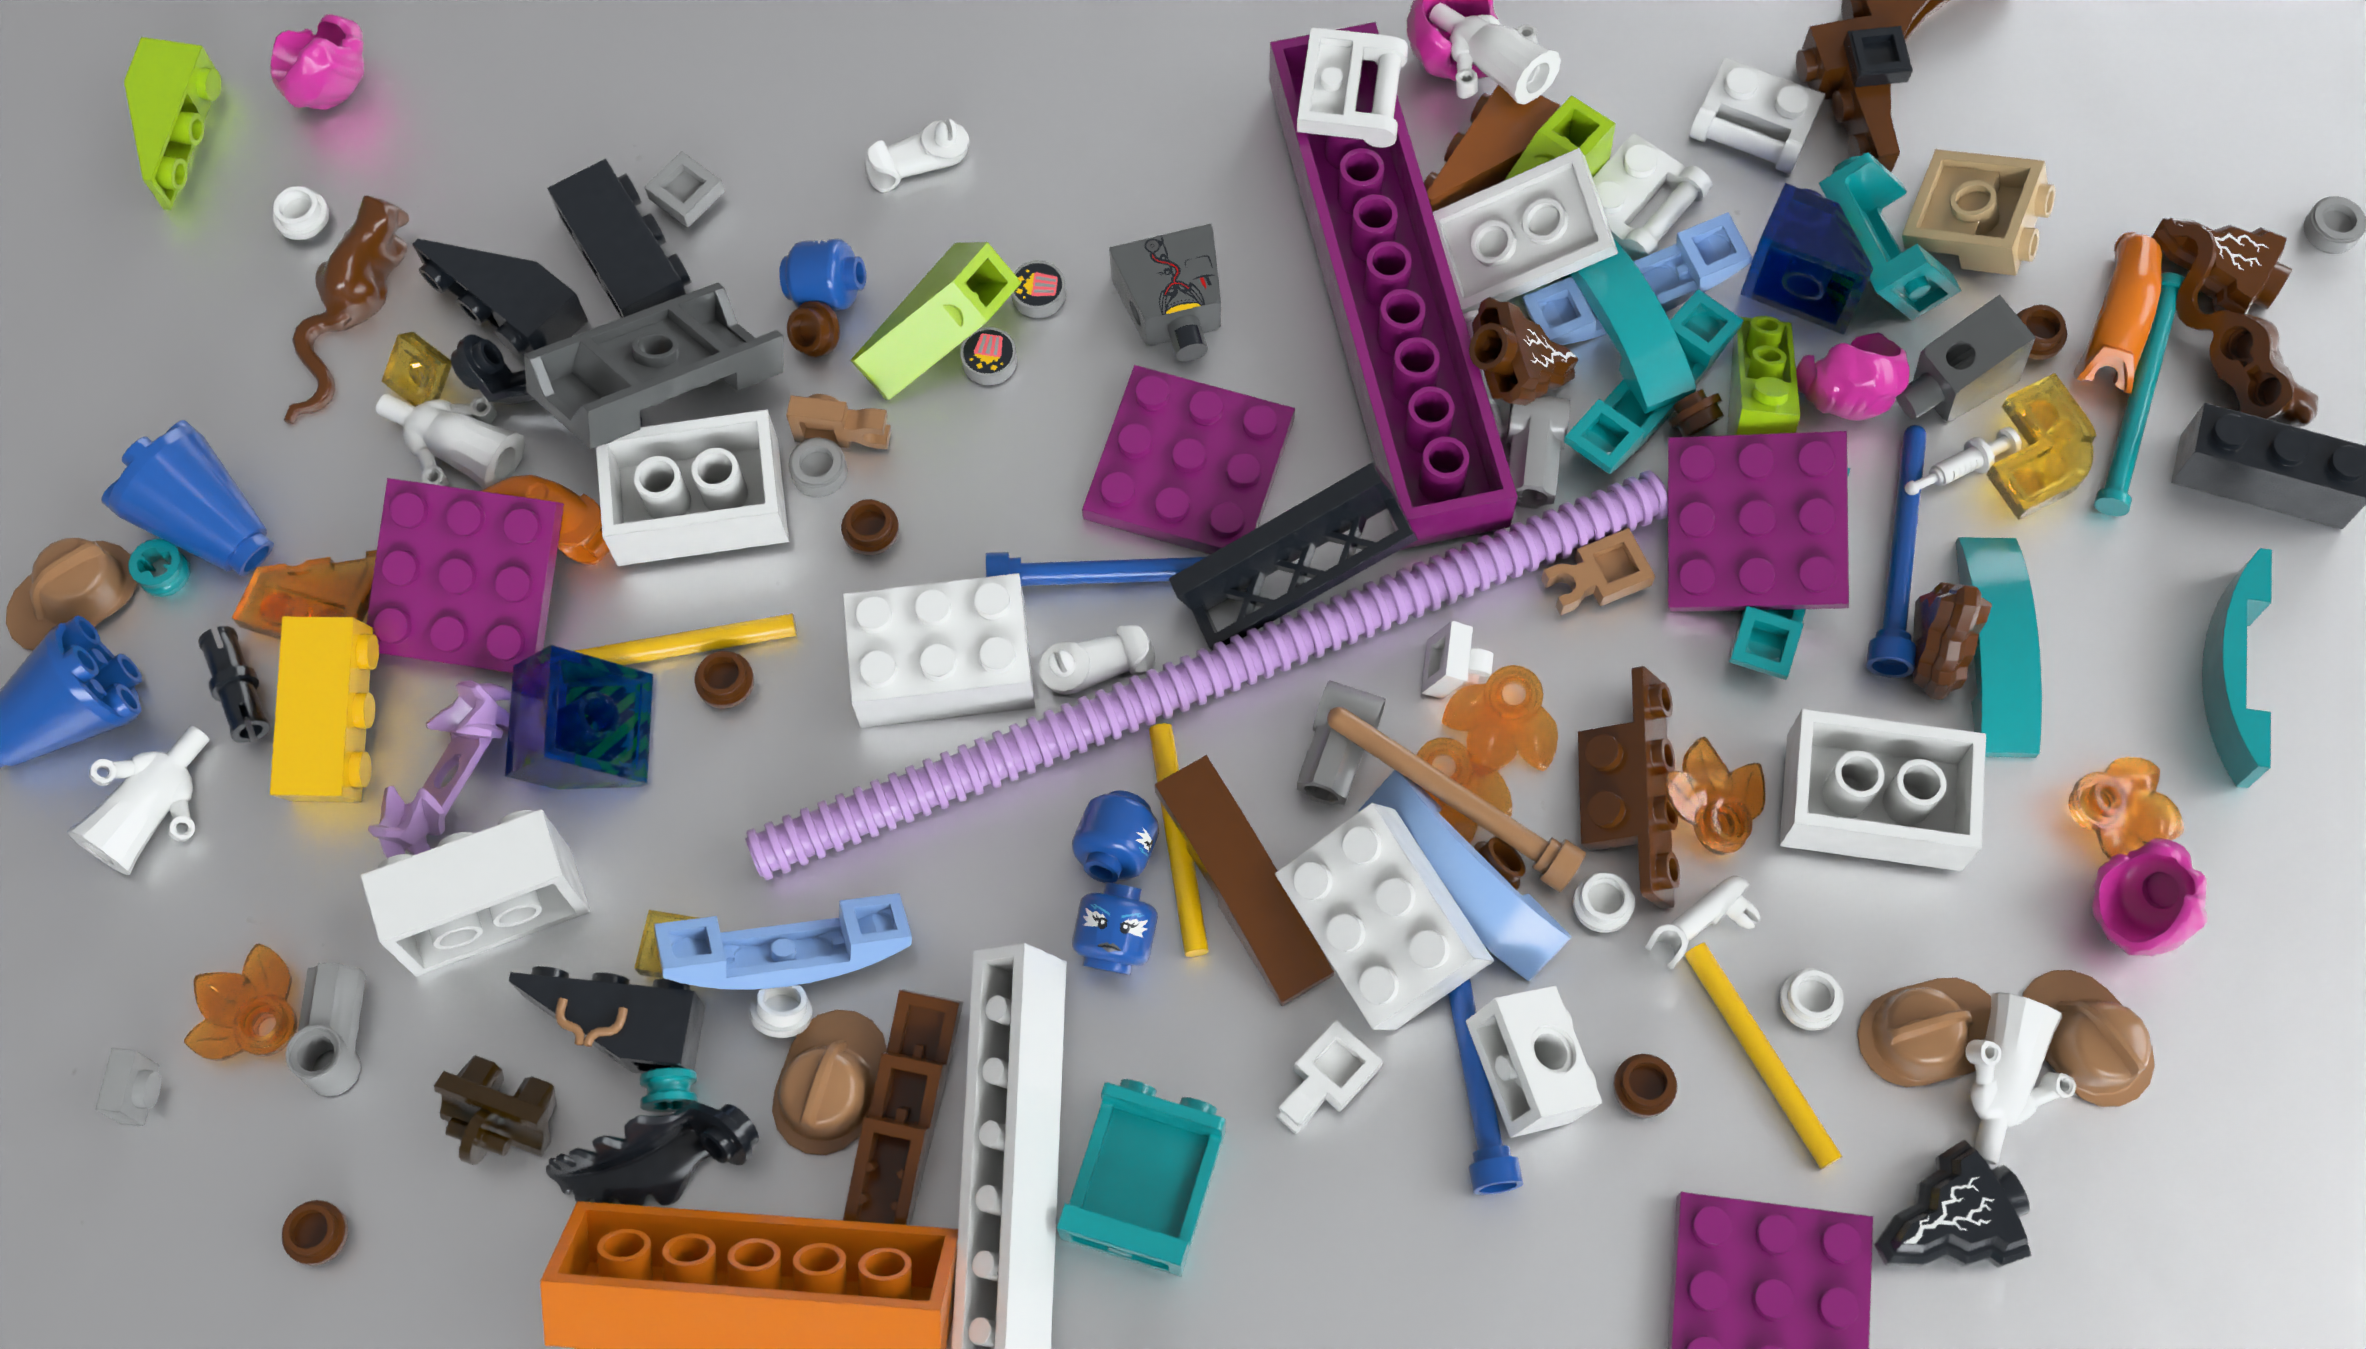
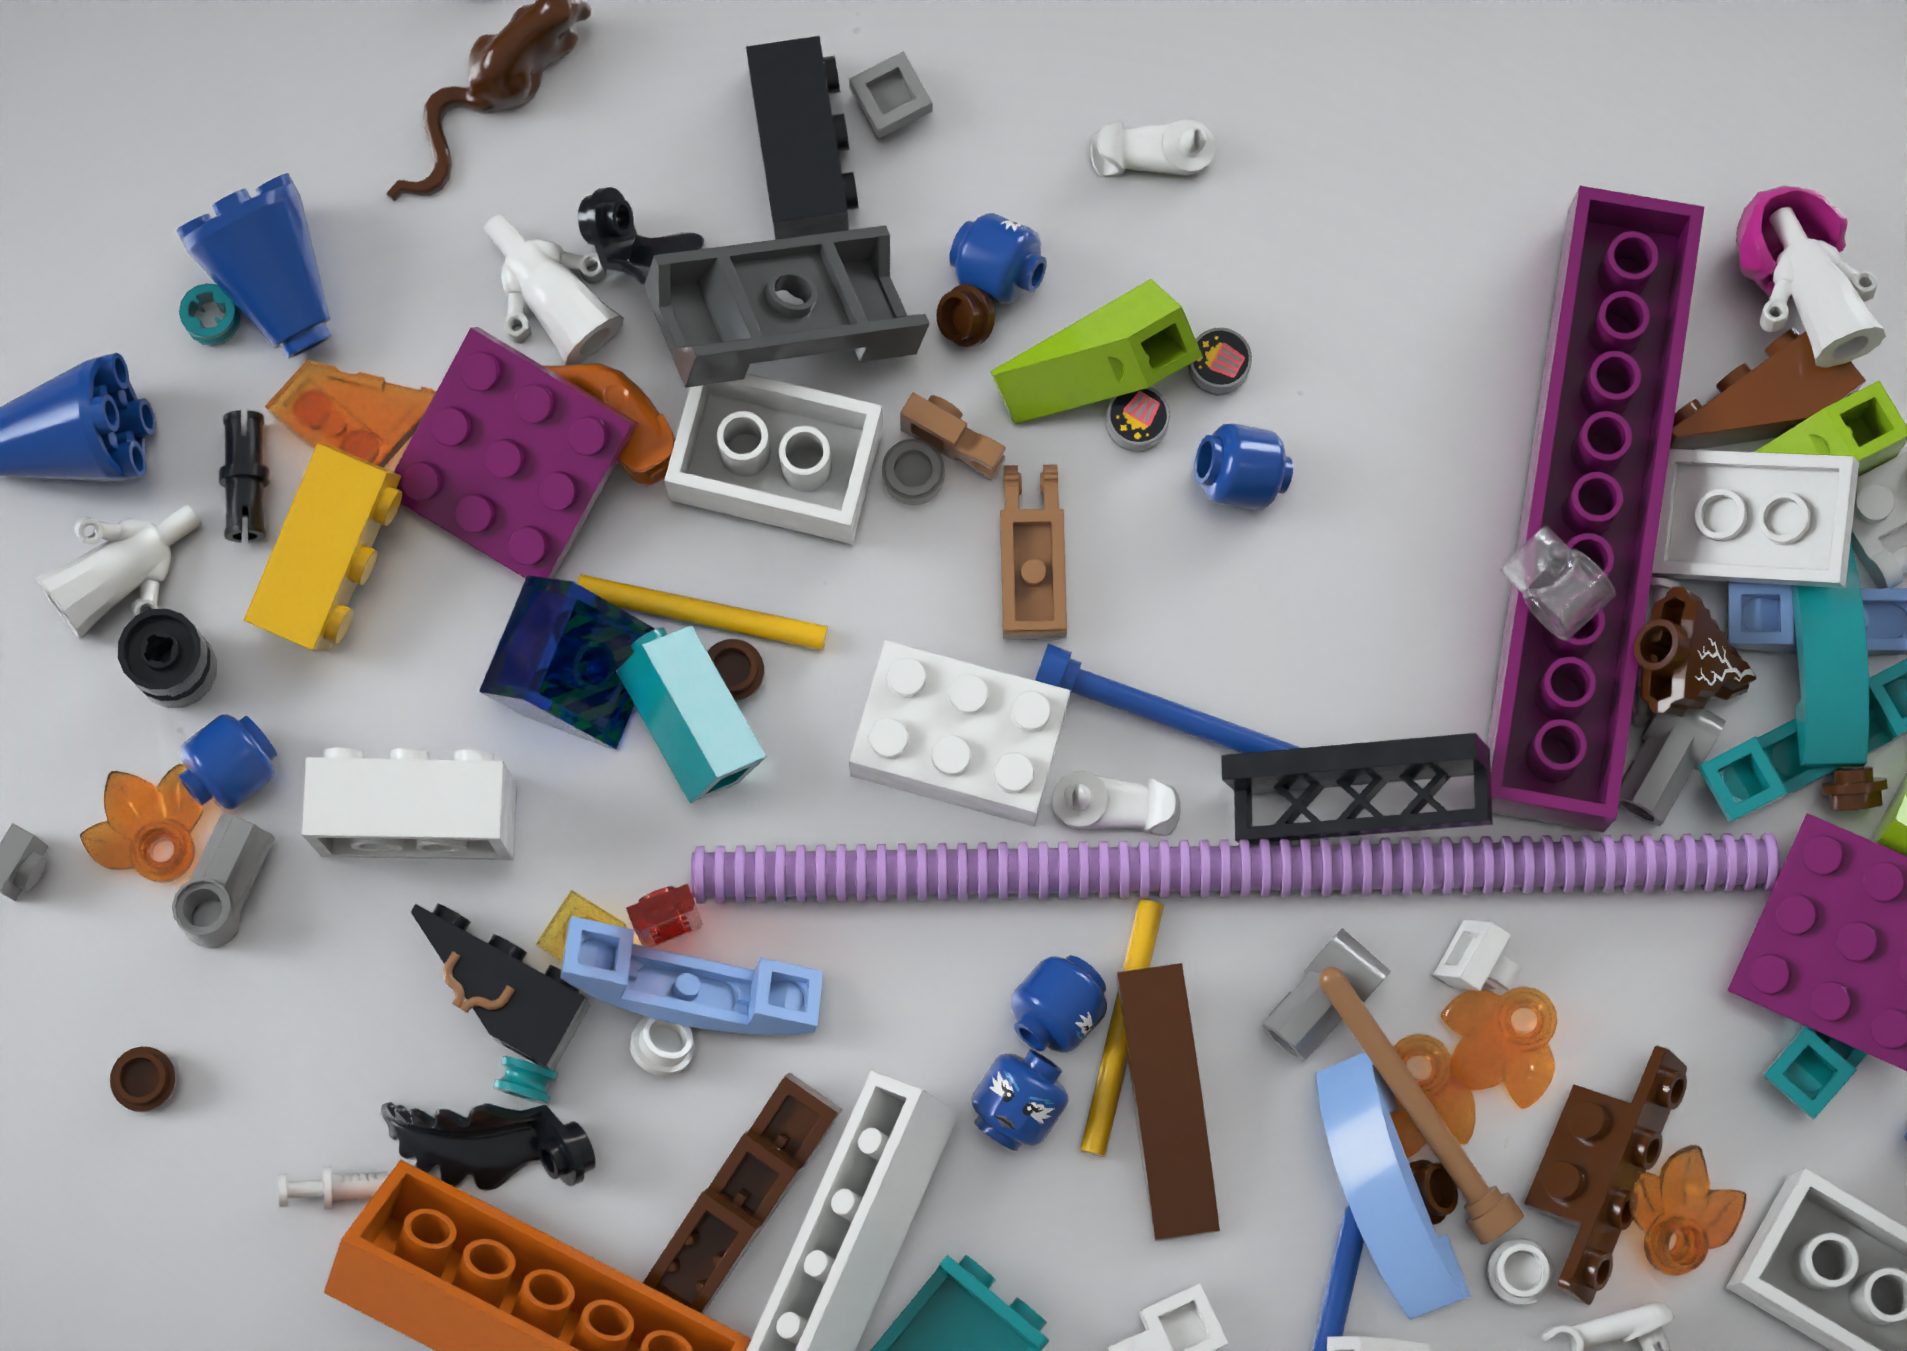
camera: 20 degrees right, 10 degrees up
(67, 582) = (112, 306): medium nougat piece -> none
(212, 855) = (167, 658): none -> black wheel
(297, 923) = (227, 762): none -> blue head
(416, 369) = (540, 199): clear yellow plate -> none
(472, 725) = (463, 627): lavender piece -> none
(492, 1119) = (344, 1039): dark brown hips -> none
(509, 292) = (670, 152): black slope -> none
(524, 1258) = (332, 1187): none -> white piece
(699, 722) = (690, 712): none -> brick
(740, 893) = (664, 915): none -> clear red plate
(828, 1082) = (683, 1133): medium nougat piece -> none
(870, 527) = (941, 563): reddish brown plate -> none
(946, 495) = (1033, 561): none -> medium nougat hinge
(1090, 356) = (1243, 466): none -> blue head
(1171, 288) = (1359, 422): dark grey torso -> none
(1187, 462) = (1299, 624): magenta plate -> none
(1333, 84) = (1623, 271): white plate -> none
(1383, 917) = (1289, 1203): white brick -> none
(1387, 327) = (1558, 583): none -> clear piece
(1603, 568) = (1681, 923): medium nougat plate -> none

